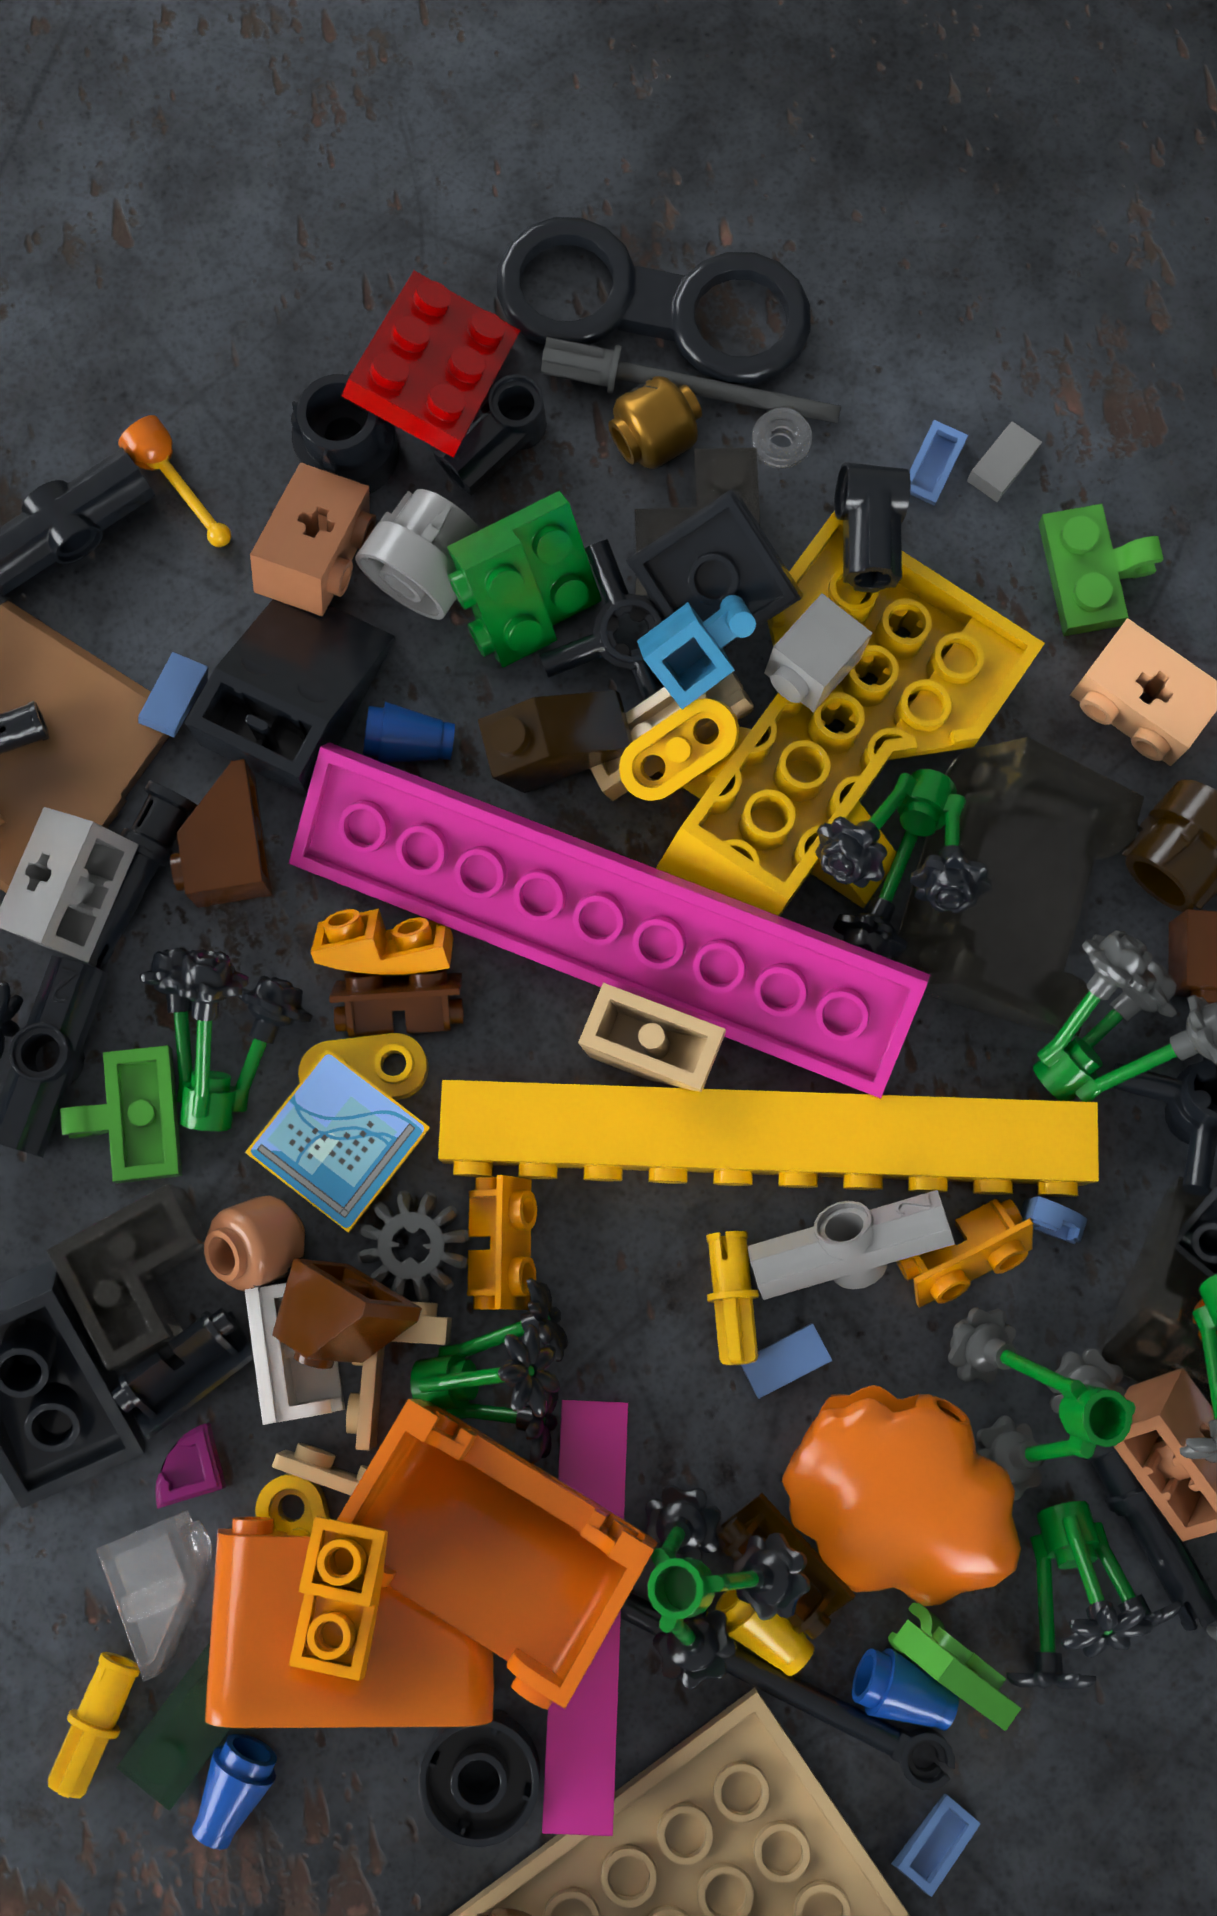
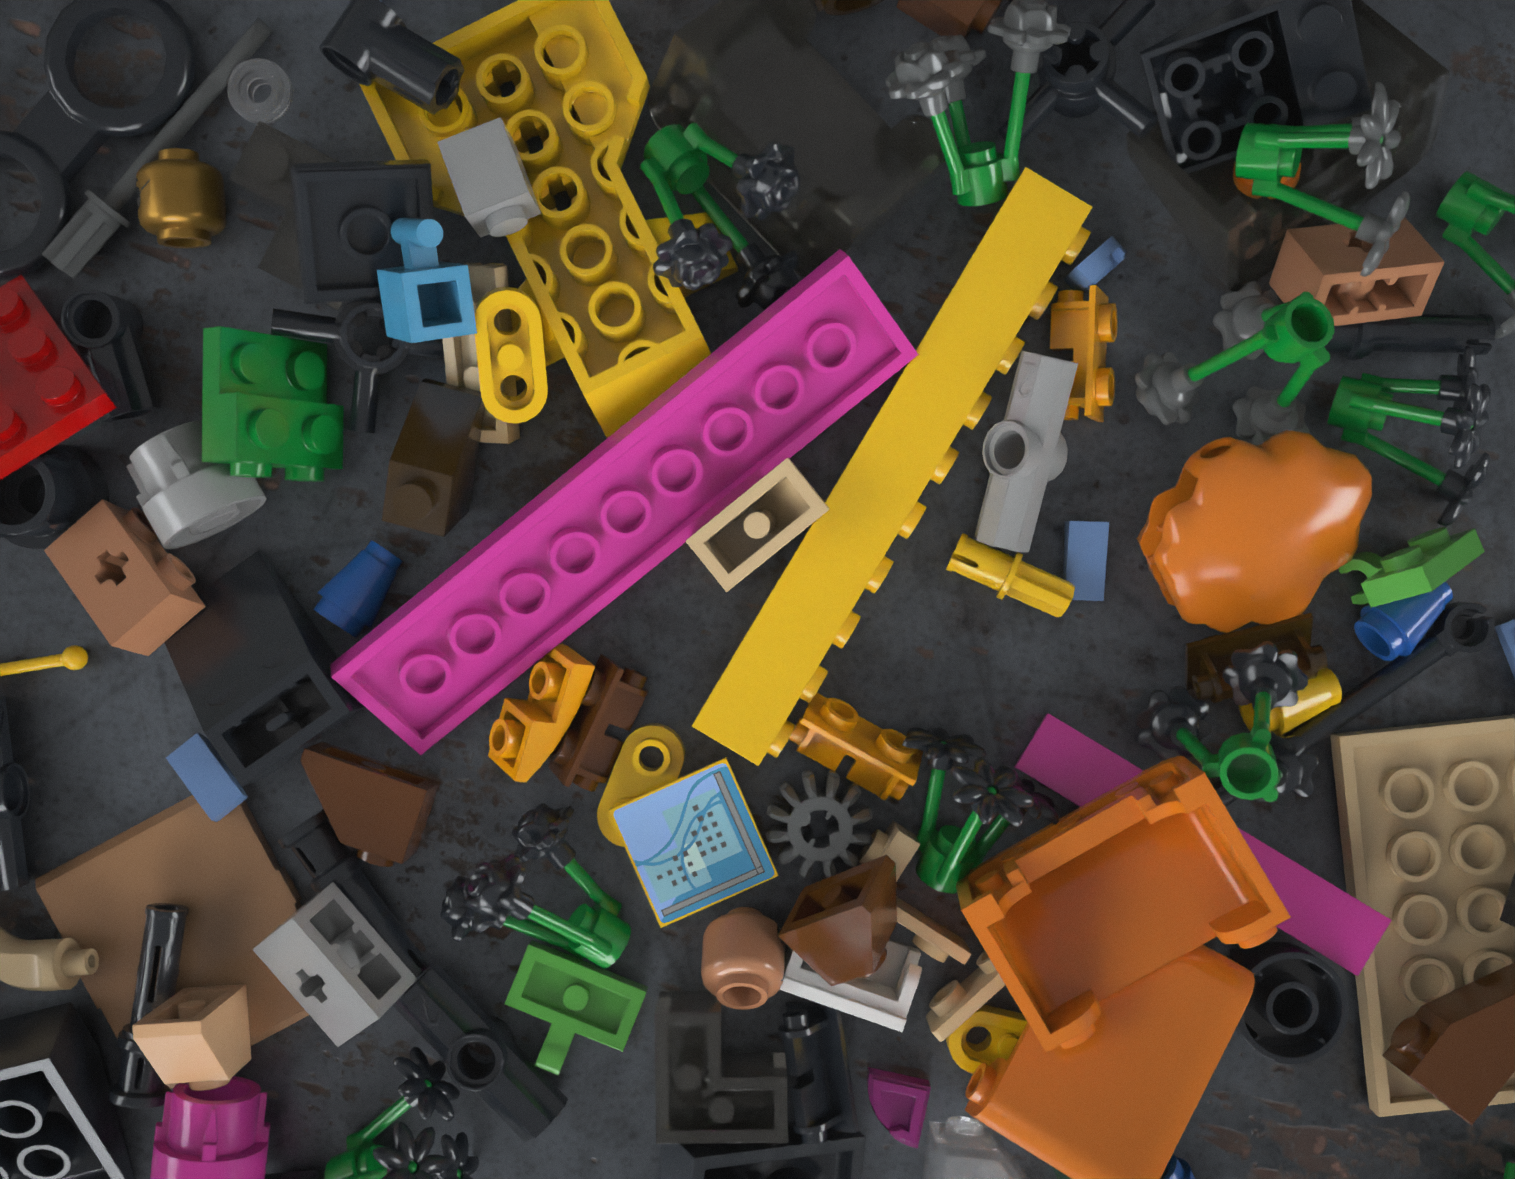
camera: 55 degrees left, 10 degrees up
(339, 1598) = (1096, 1056): light orange slope -> none

